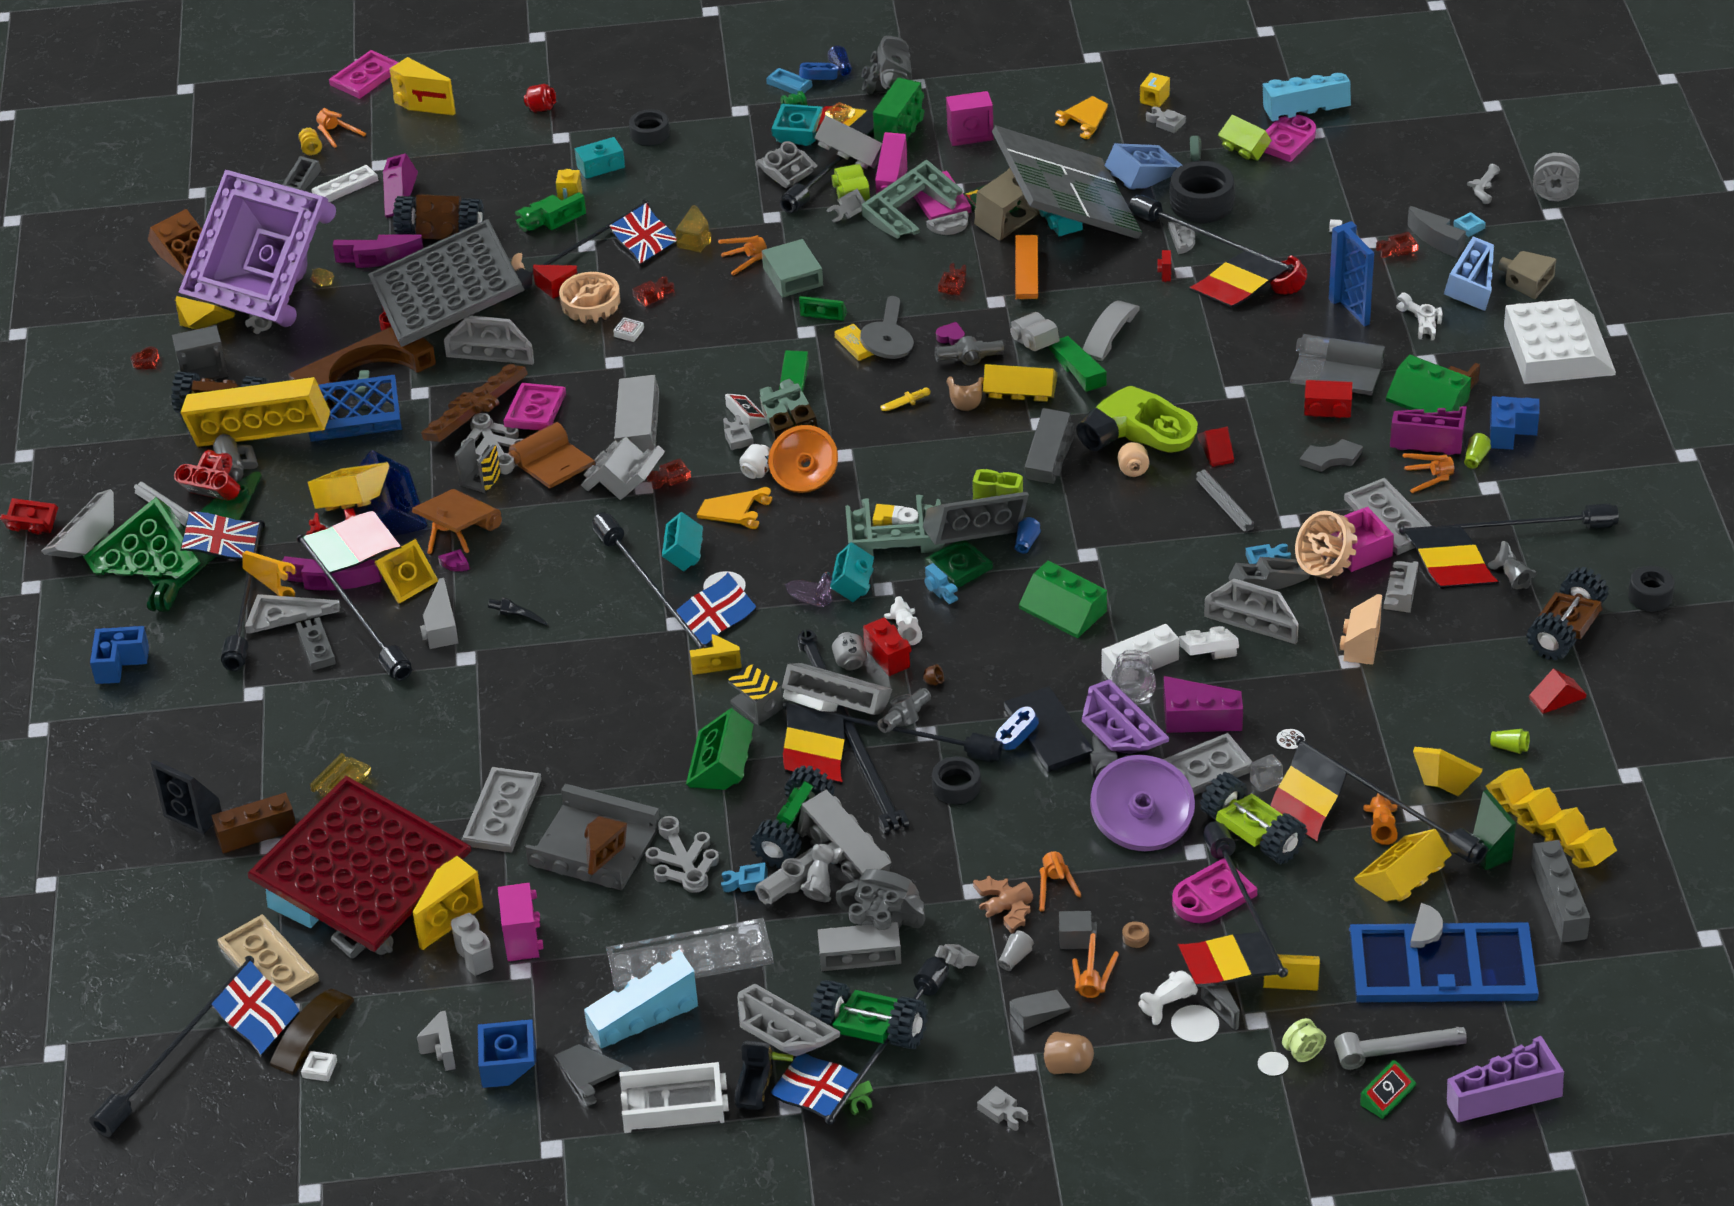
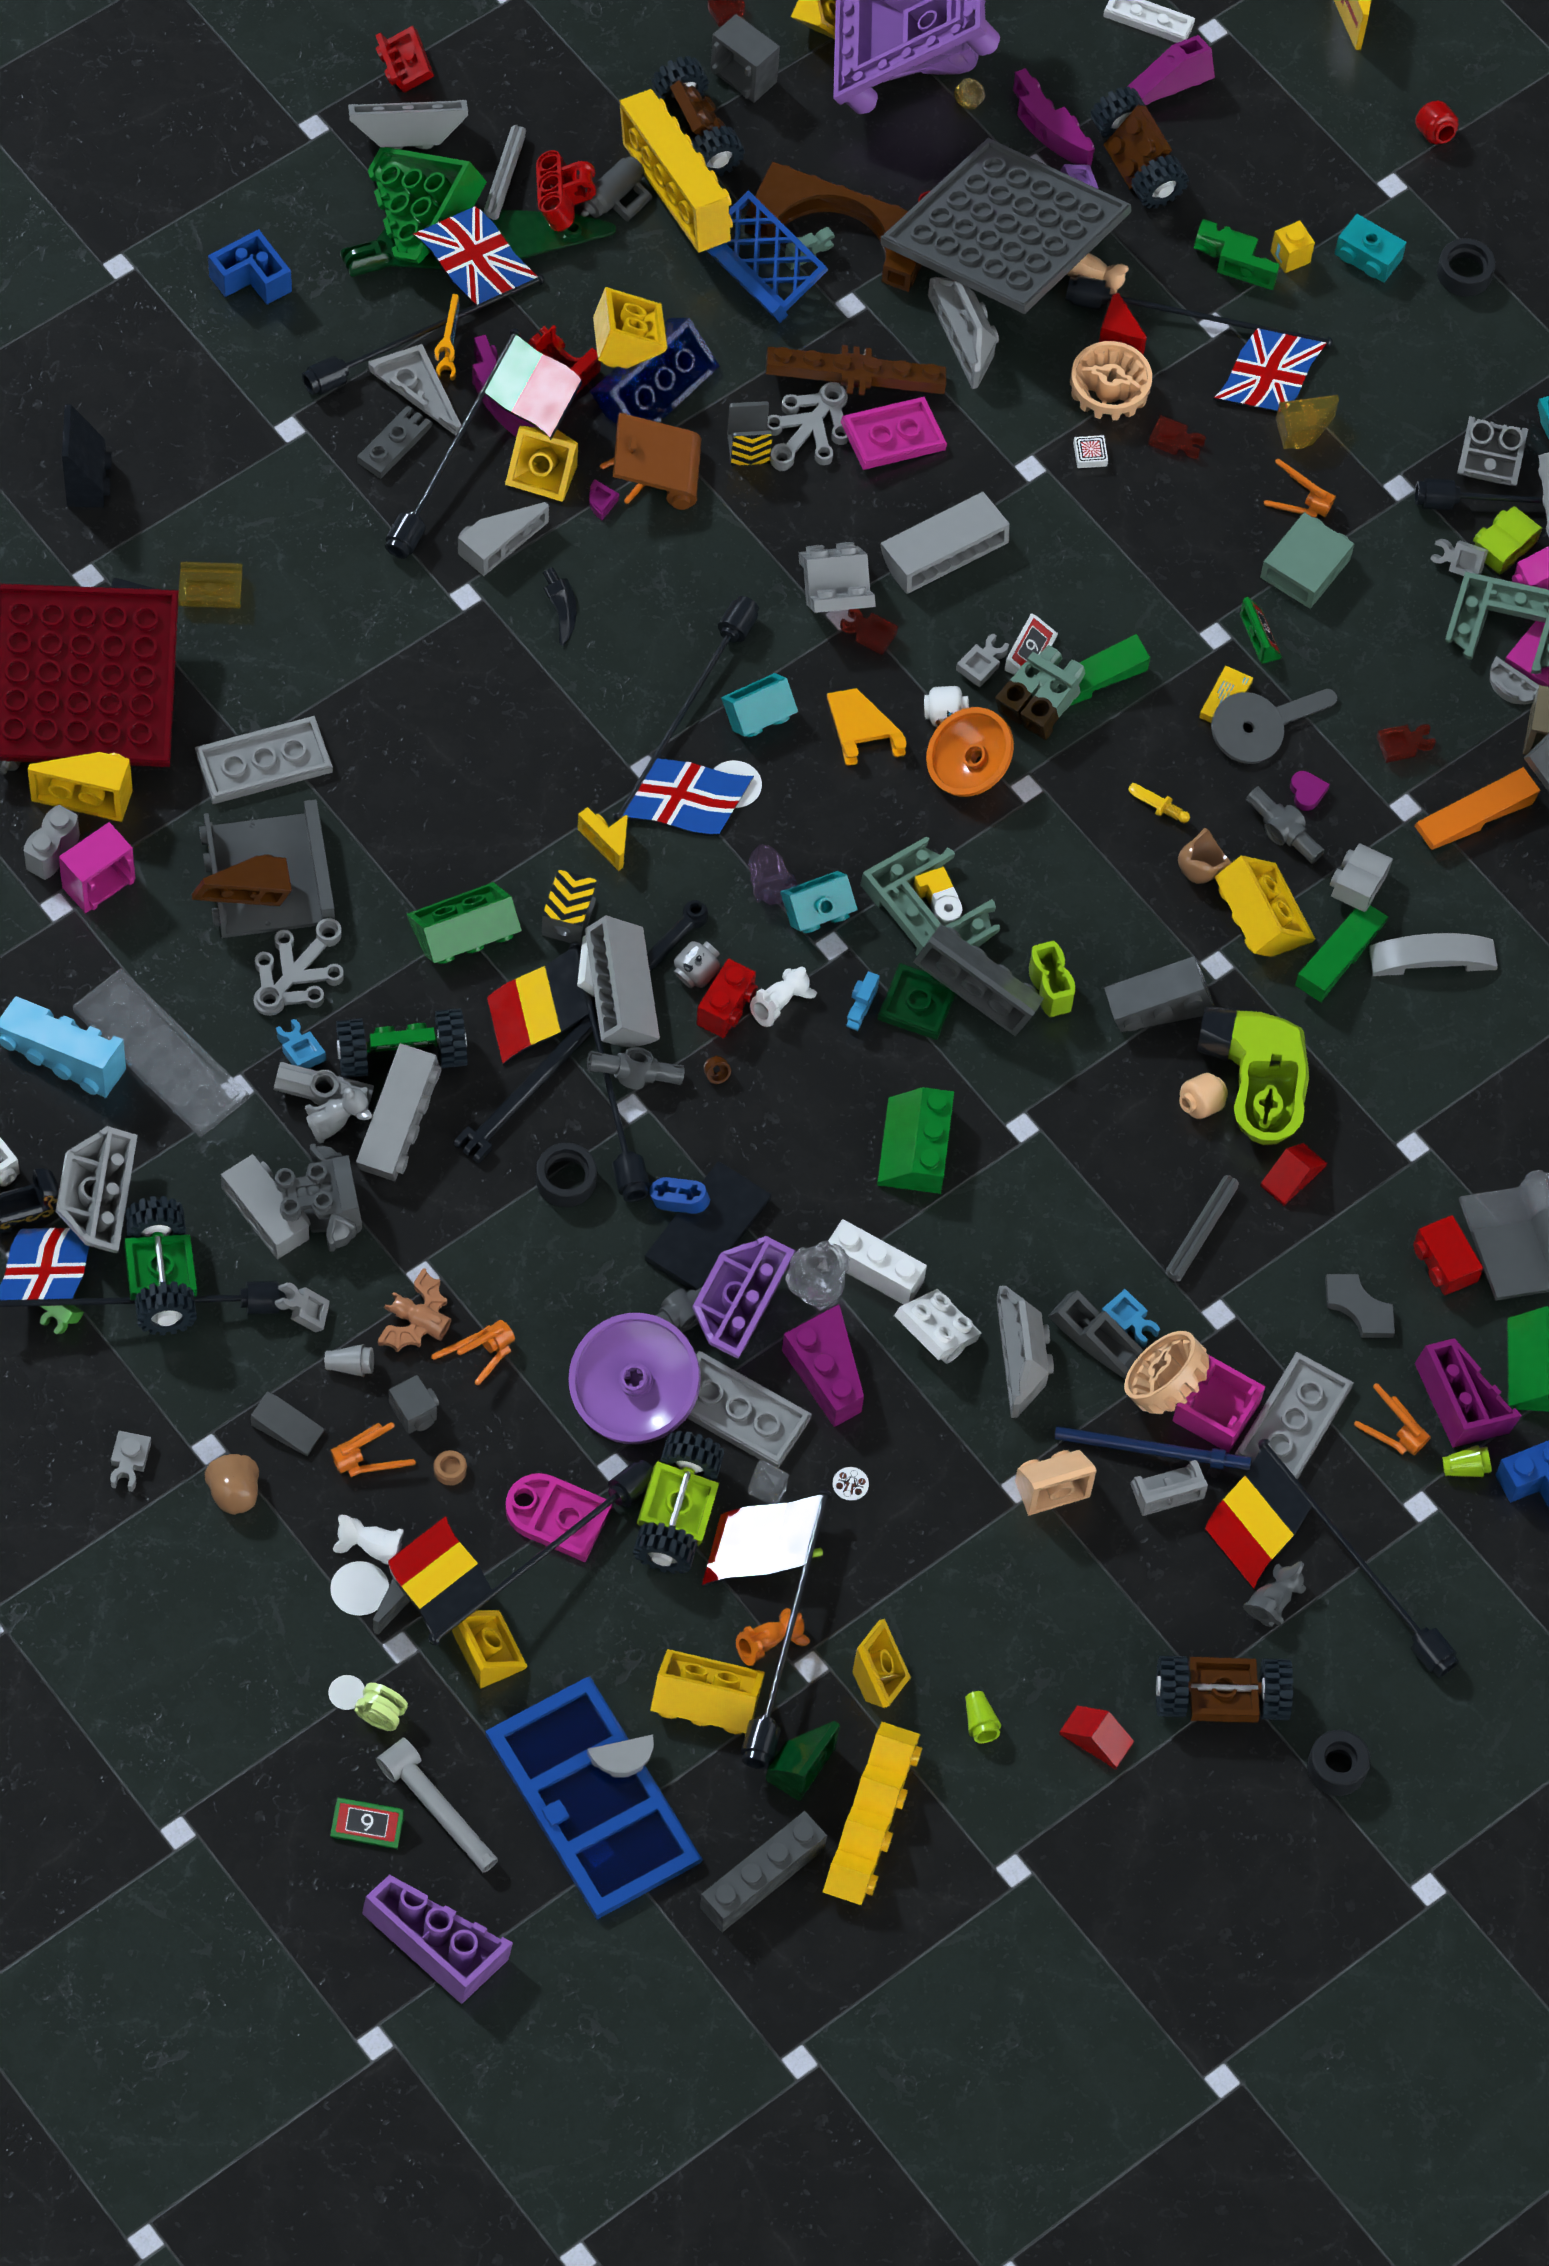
camera: 50 degrees right, 20 degrees up
(254, 822) = (96, 544): reddish brown brick -> none
(549, 456) = (821, 496): dark orange door -> none
(1027, 533) = (1004, 1047): blue cone -> none
(1397, 554) = (1216, 1458): none -> dark blue bar

